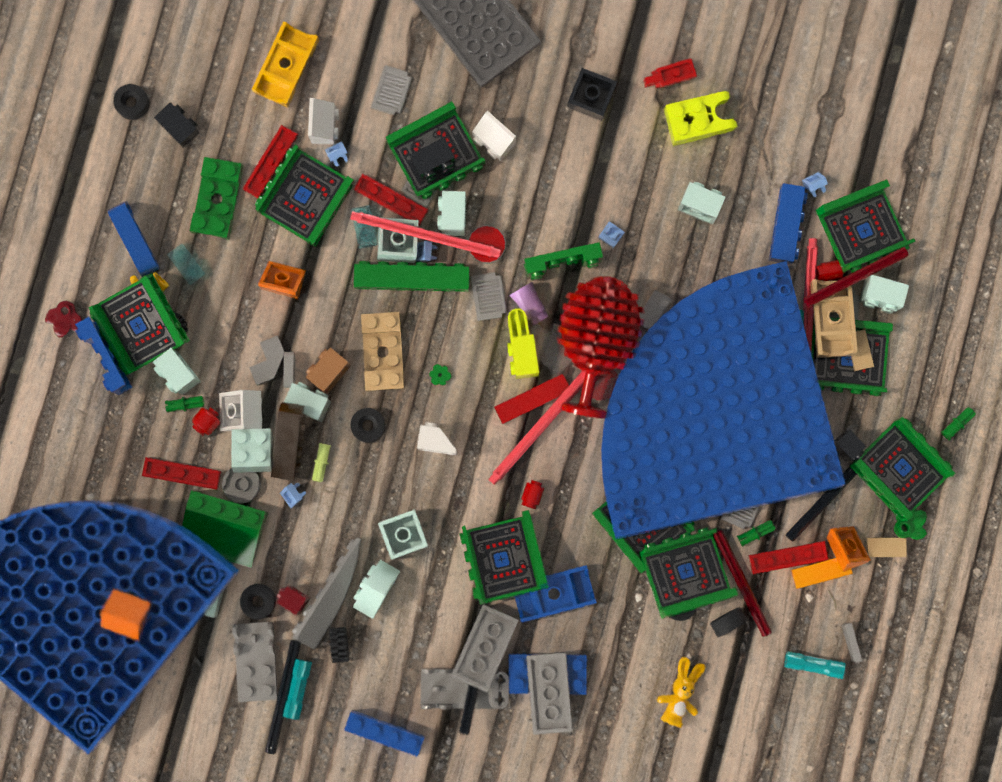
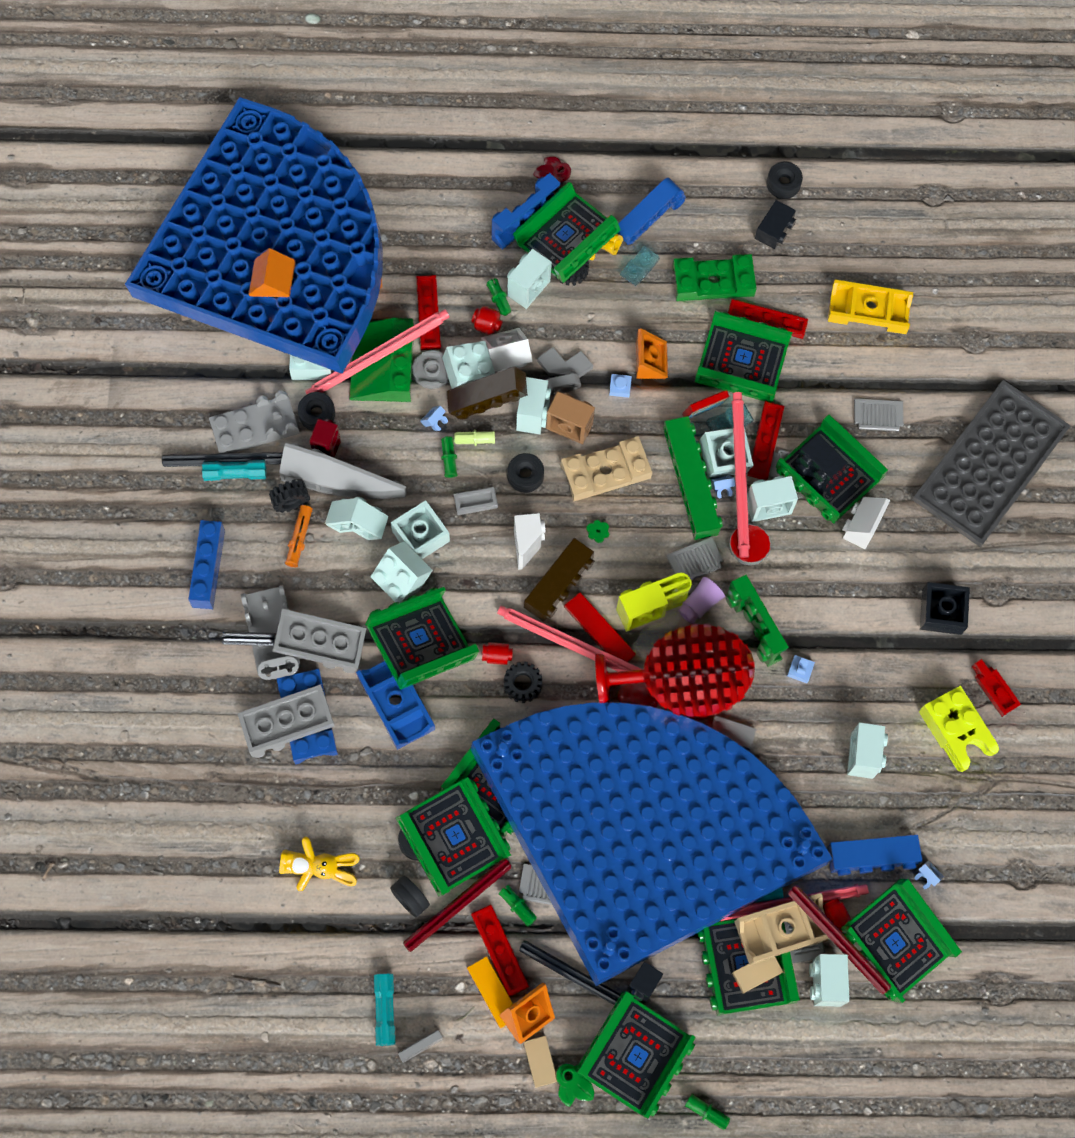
camera: 70 degrees right, 15 degrees down
(218, 524) = (380, 352): none -> coral piece
(302, 316) = (620, 385): none -> light blue plate
(322, 122) = (823, 351): white slope -> none
(334, 490) = (449, 457): none -> green axle
(336, 151) = (798, 376): light blue tile -> none
(347, 245) = (706, 404): none -> red tile
(382, 477) = (475, 500): none -> light grey tile
(396, 655) = (293, 558): none -> orange pin
(440, 561) = (401, 572): none -> light aqua brick
(478, 422) = (559, 579): none -> dark brown brick
(575, 478) = (523, 669): none -> black tyre

